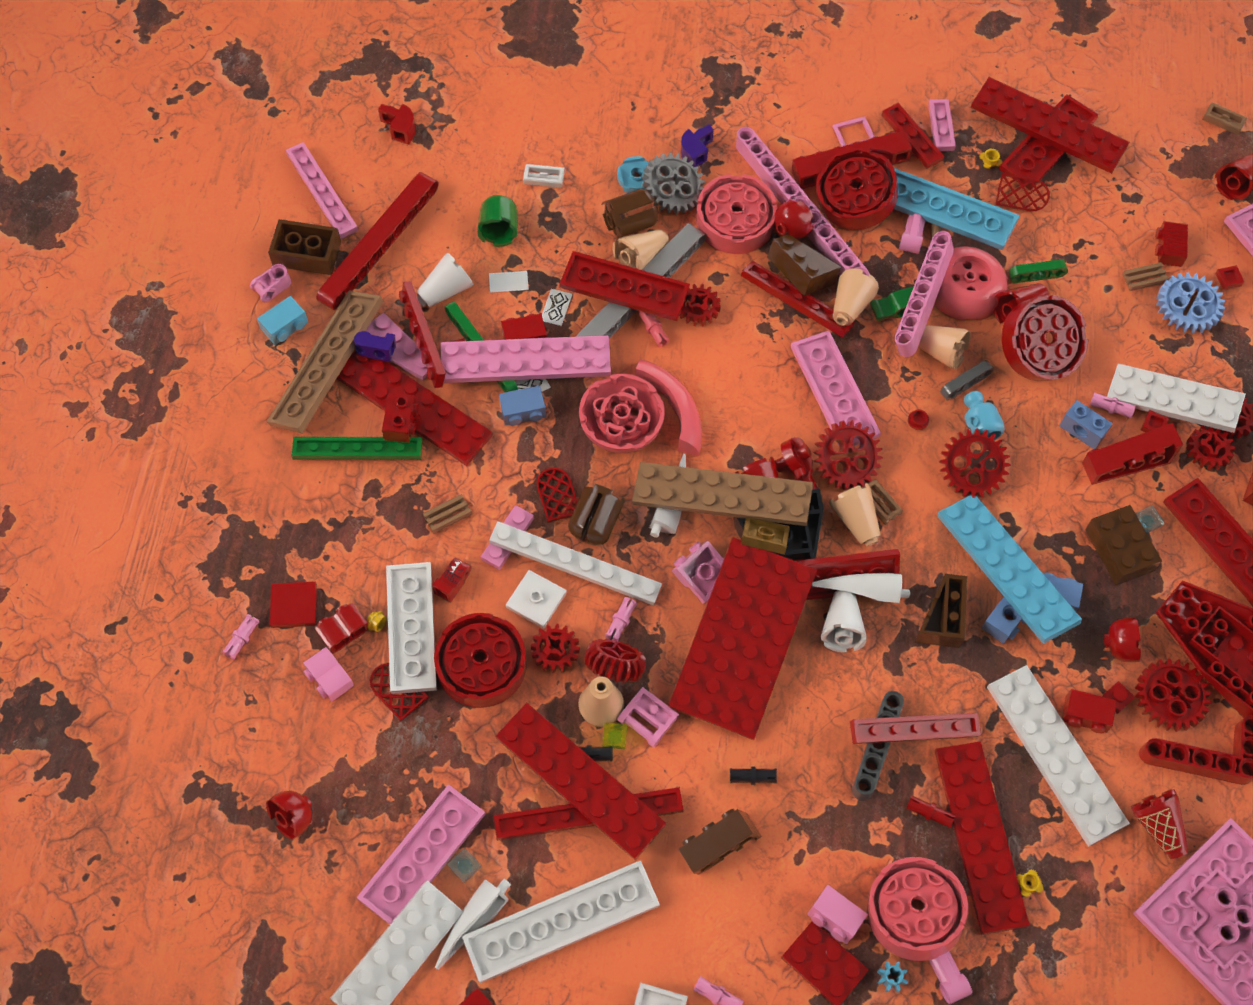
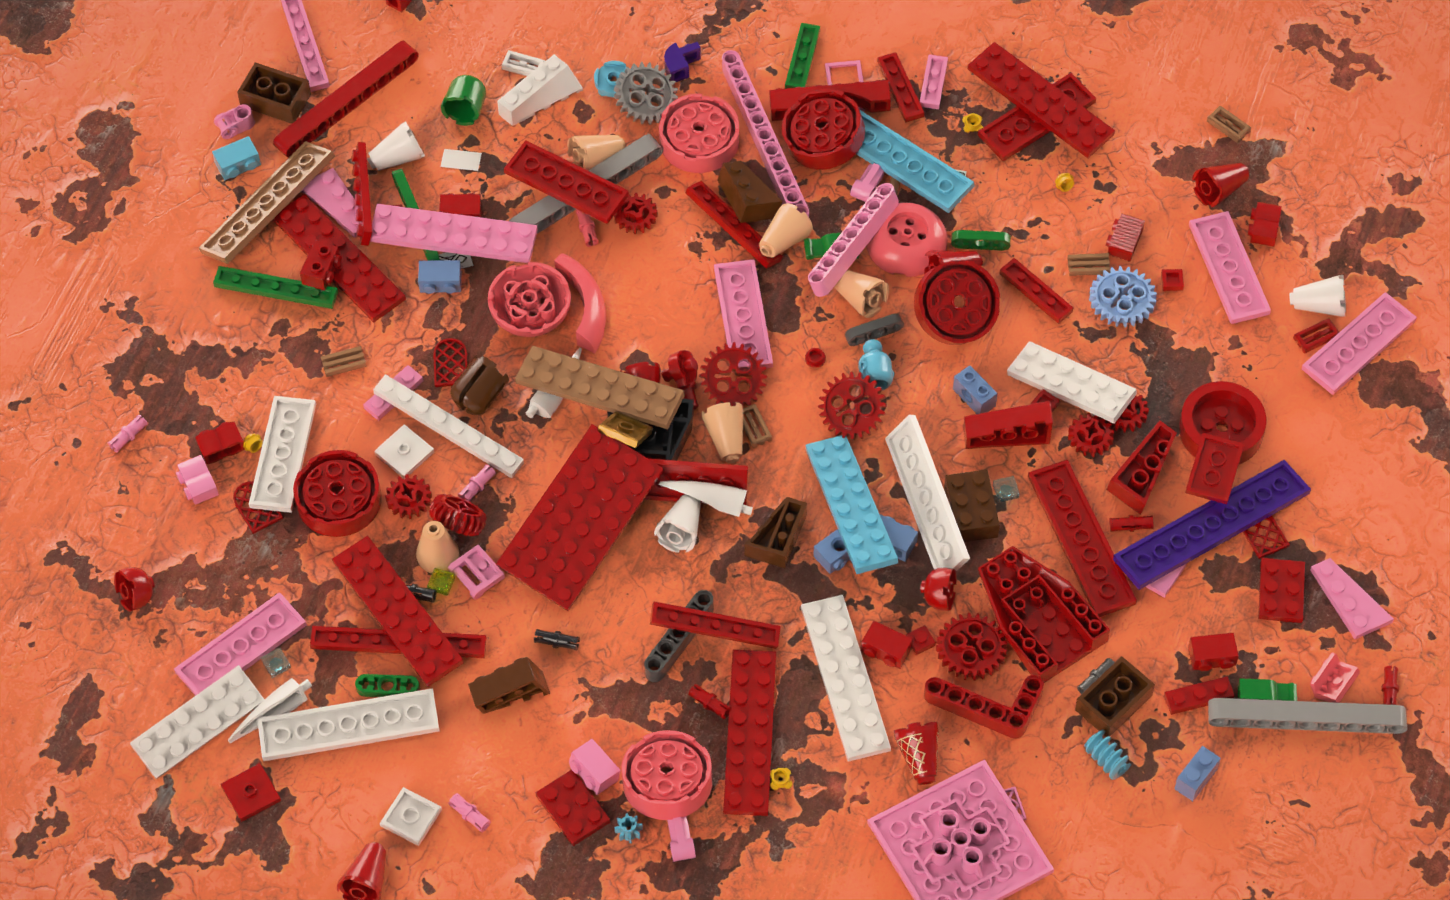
camera: 15 degrees right, 5 degrees down
(293, 604) = (182, 414): red tile -> none
(375, 346) = (316, 197): dark purple leg -> none
(452, 579) = (331, 419): red leg -> none
(556, 307) = (499, 191): white sticker -> none
(568, 198) = (538, 91): none -> white wedge
(571, 862) = (404, 680): none -> green beam
(626, 203) = (590, 105): reddish brown cylinder -> none
(699, 569) = (557, 450): bright pink plate -> none
(793, 219) = (749, 148): red cylinder -> none
(810, 121) = (802, 56): none -> green plate
(1027, 194) = (988, 146): red window -> none
(1079, 545) = (926, 495): none -> white plate
(1096, 200) = (1064, 182): none -> yellow plate
(1107, 312) = (1036, 290): none -> red plate
(1112, 405) = (1009, 378): bright pink pin -> none

